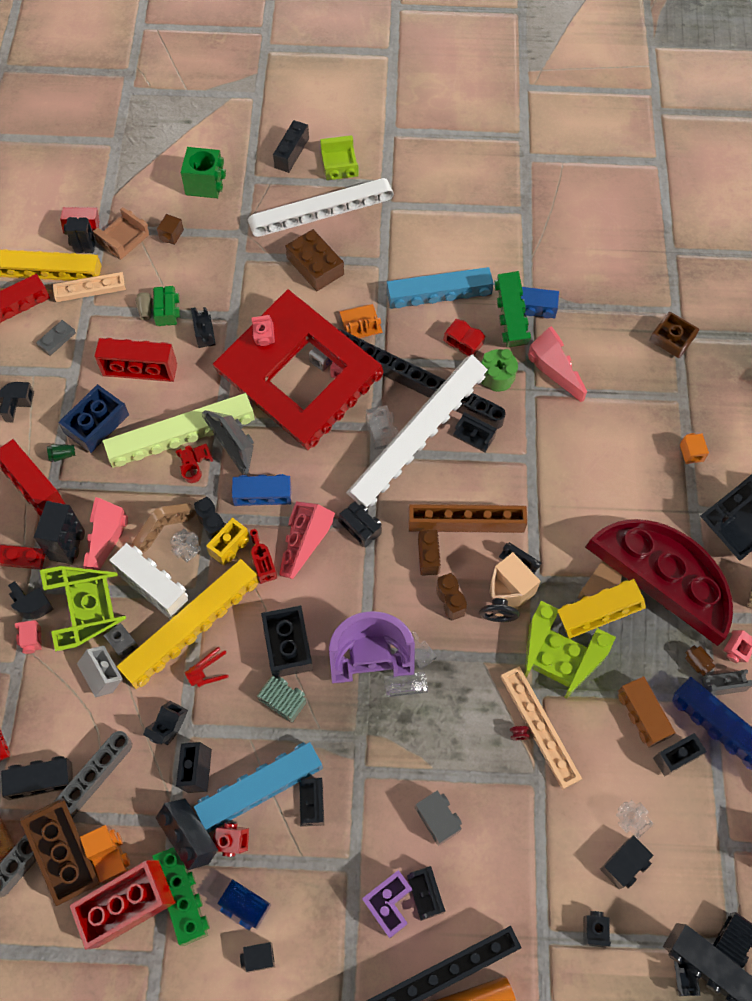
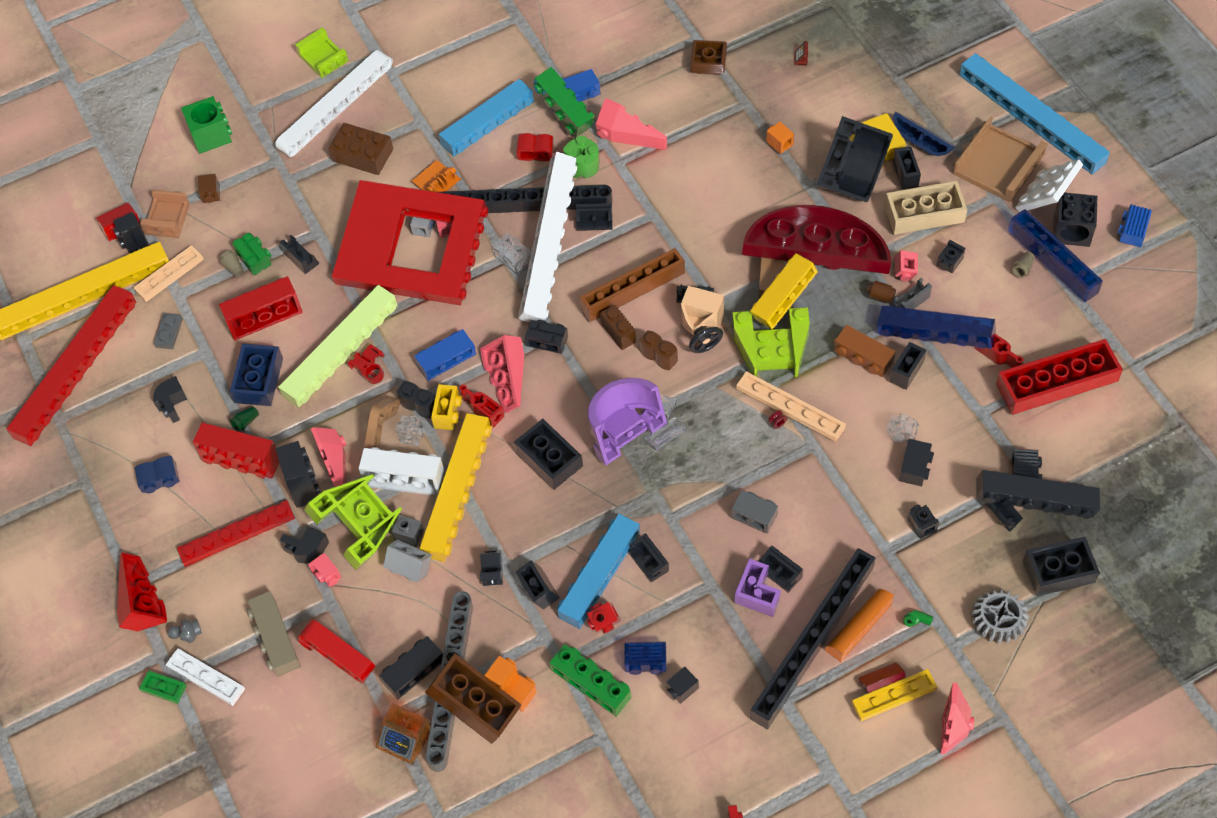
camera: 25 degrees left, 5 degrees down
(122, 904) = (550, 706): red brick -> none
(186, 834) = (566, 631): black brick -> none
(196, 674) = (489, 520): red plant -> none
(232, 438) = (392, 325): dark grey wedge -> none
(263, 330) = (361, 224): coral brick -> none
(282, 698) = (572, 498): sand green brick -> none
(291, 146) = (270, 64): black brick -> none

